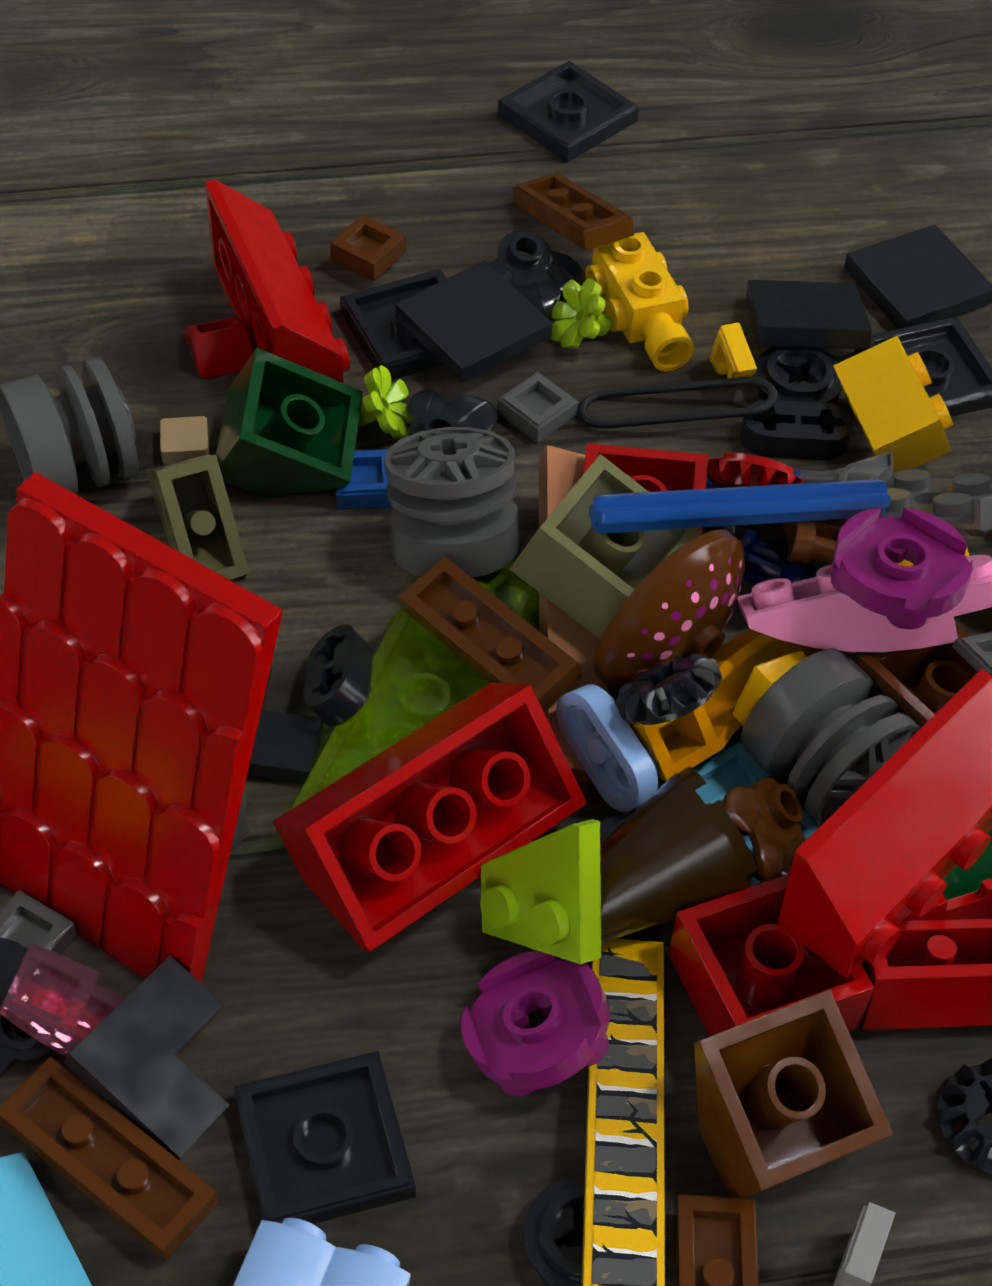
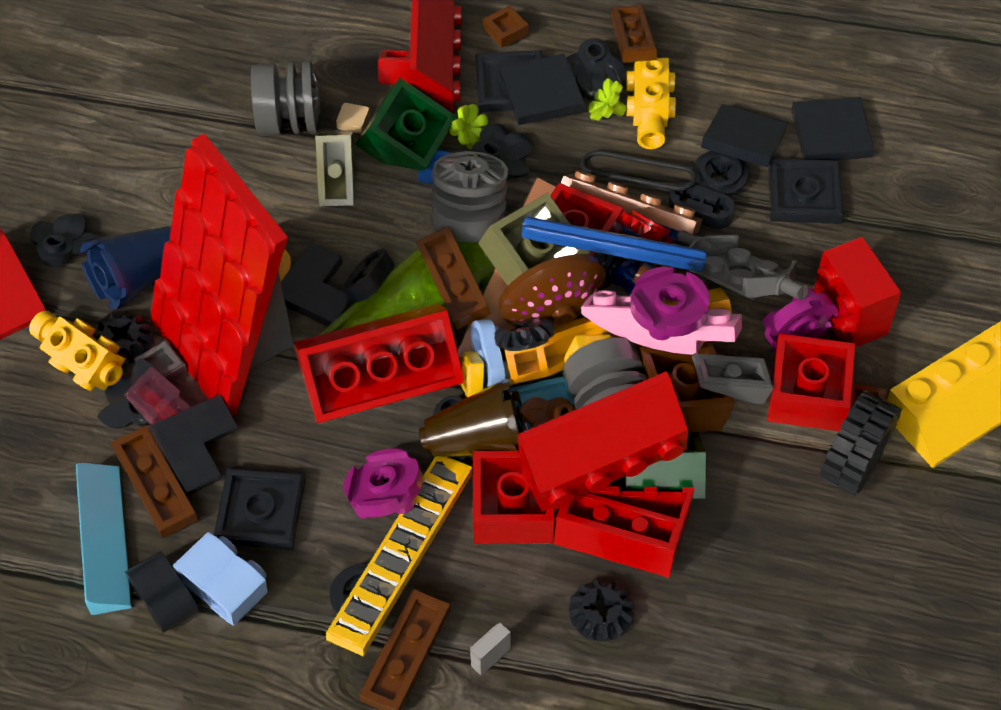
camera: 25 degrees right, 5 degrees up
(537, 407) = (558, 151): dark grey tile -> none
(548, 894) = (412, 422): lime wing -> none
(601, 785) = (473, 372): none -> yellow tile
(731, 353) = (683, 148): yellow tile -> none
(781, 448) = (679, 218): none -> nougat plate
(784, 1096) = (483, 557): reddish brown slope -> none
(893, 406) = (759, 208): yellow brick -> none

